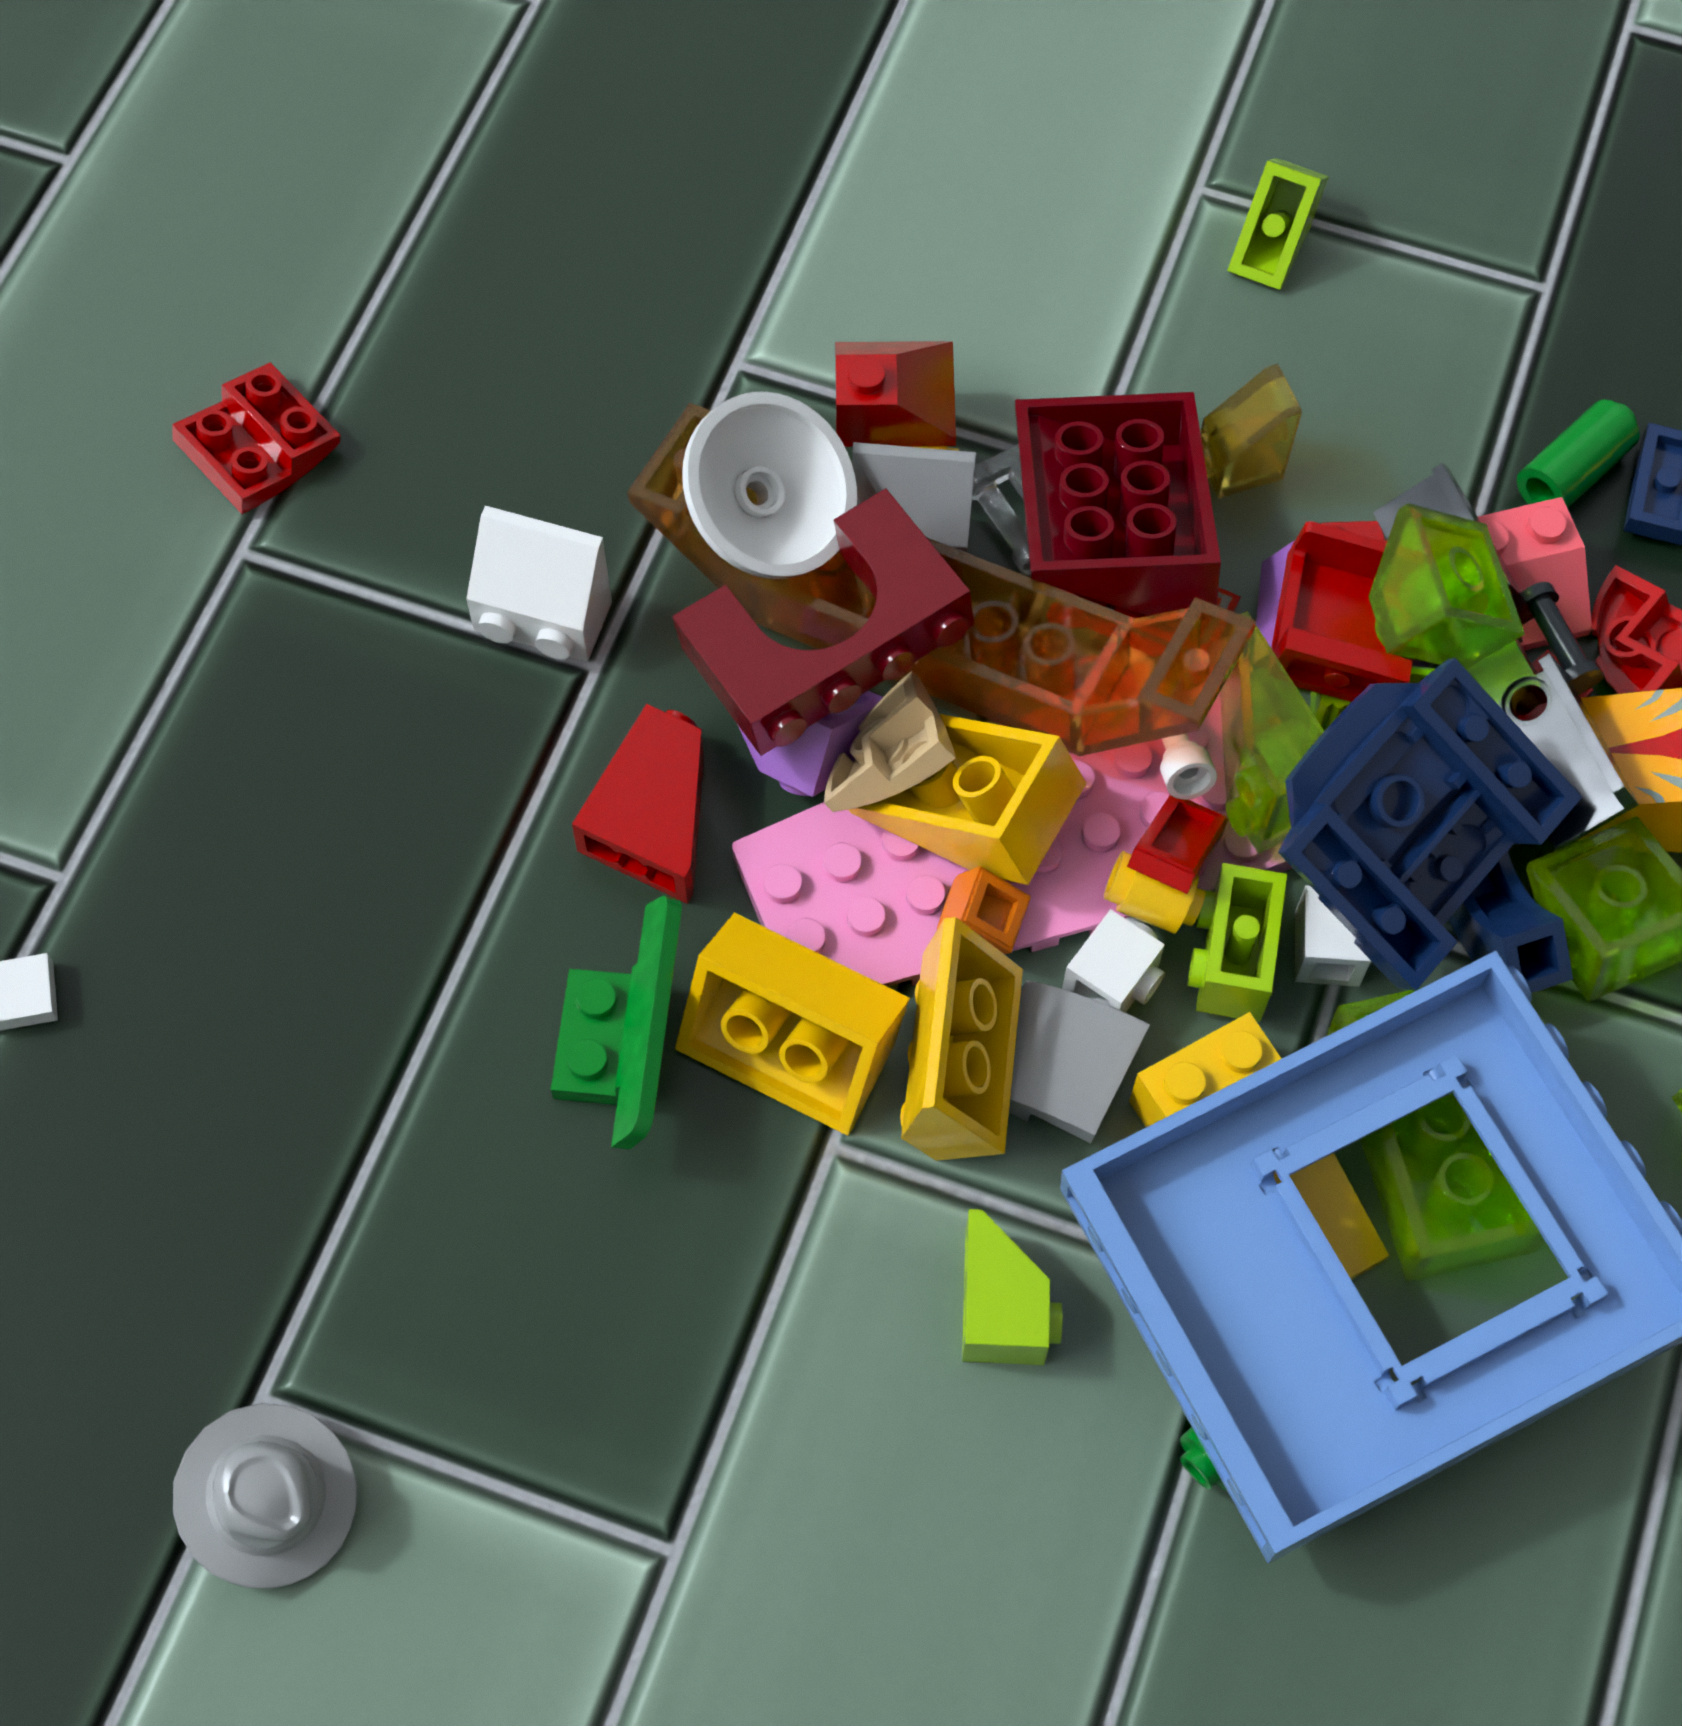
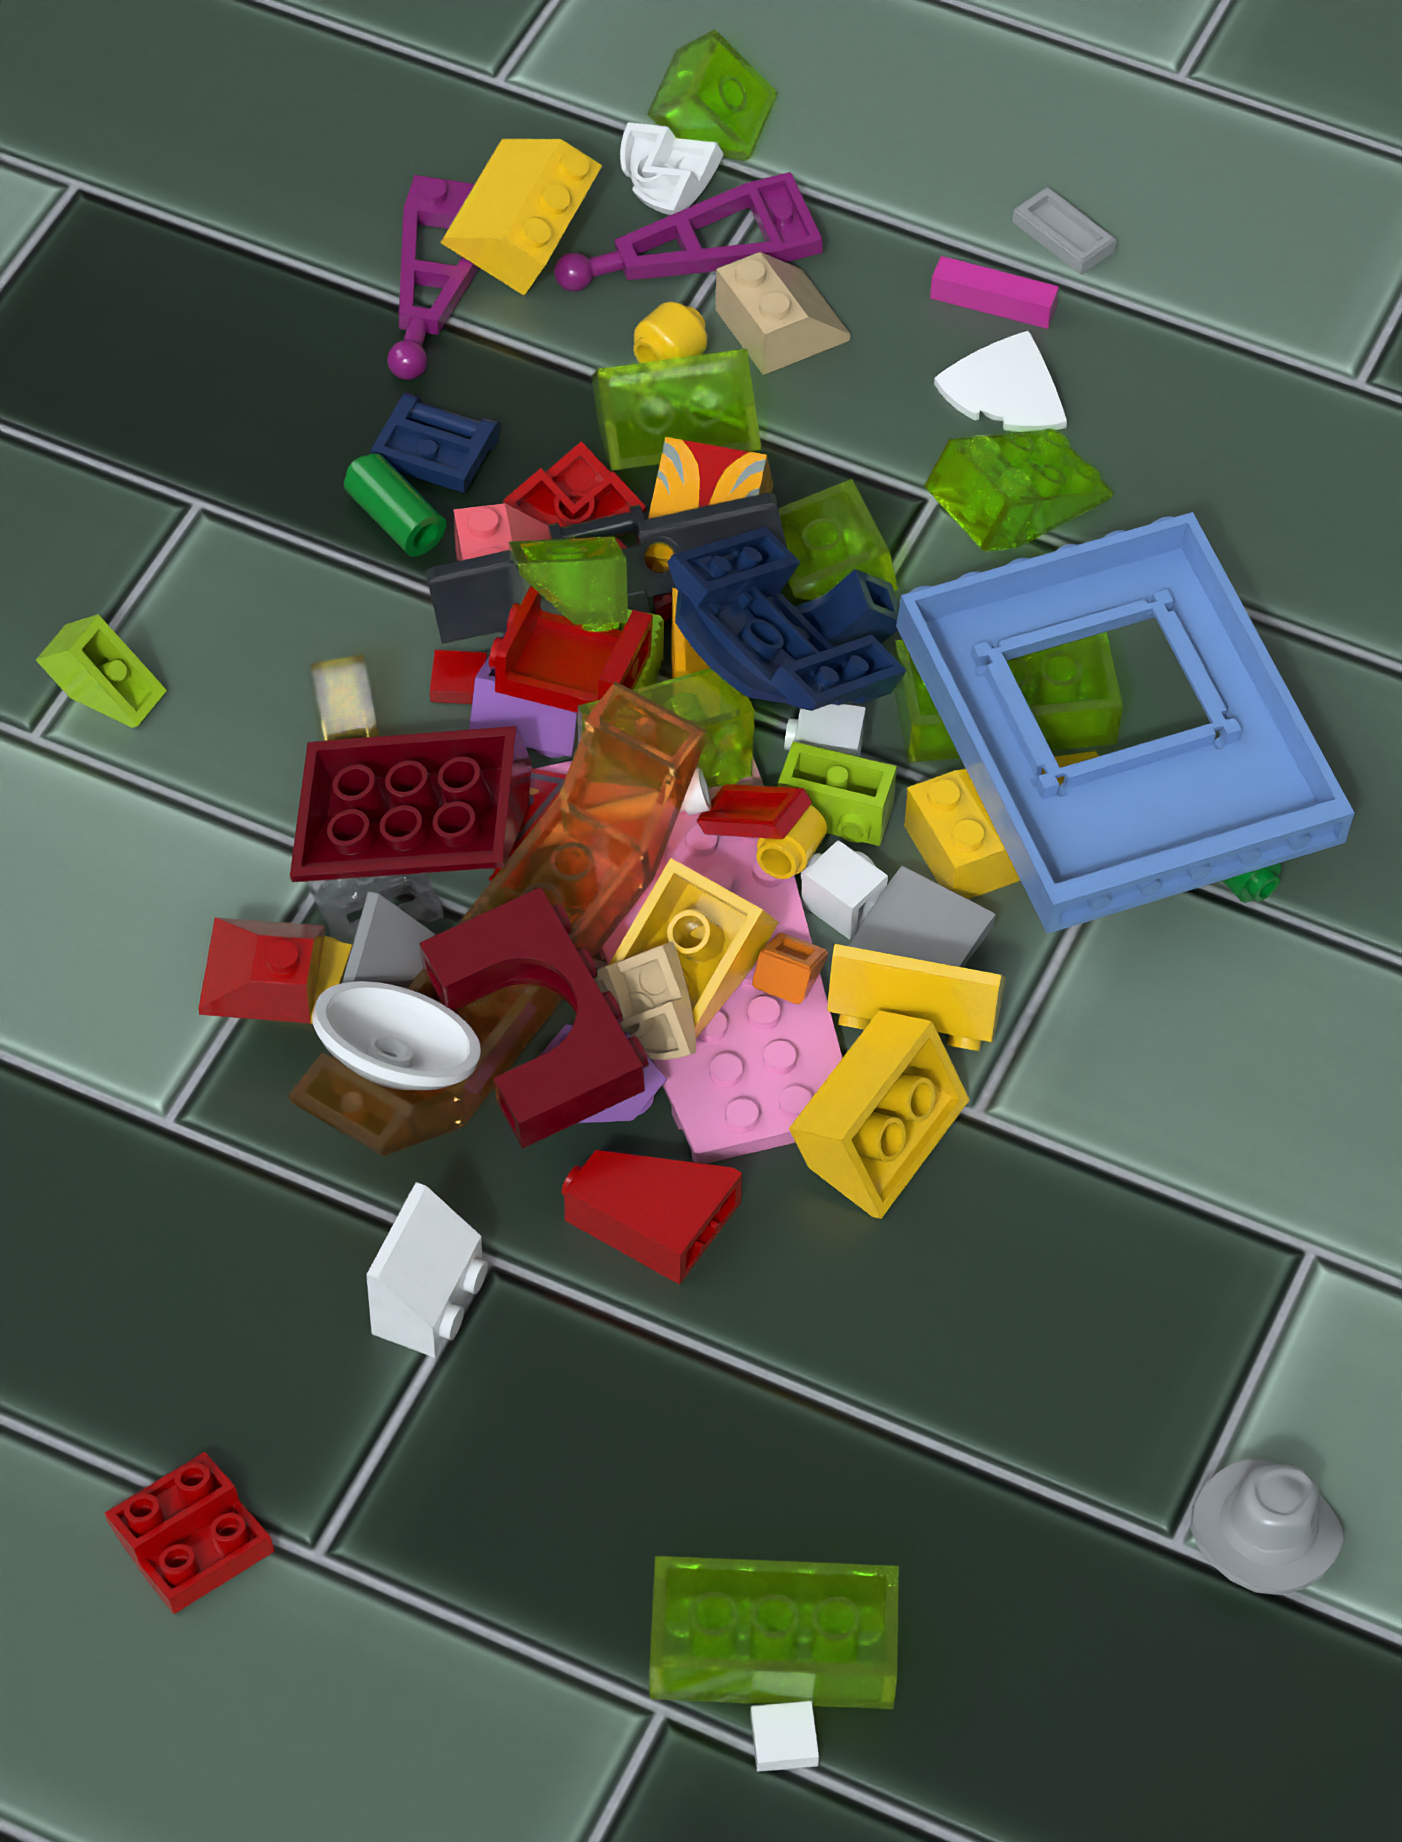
camera: 85 degrees left, 10 degrees down
(113, 961) = (774, 1632): none -> clear neon green brick
(617, 1029) = (873, 1232): green plate -> none
(1004, 1299) = (1120, 997): lime slope -> none

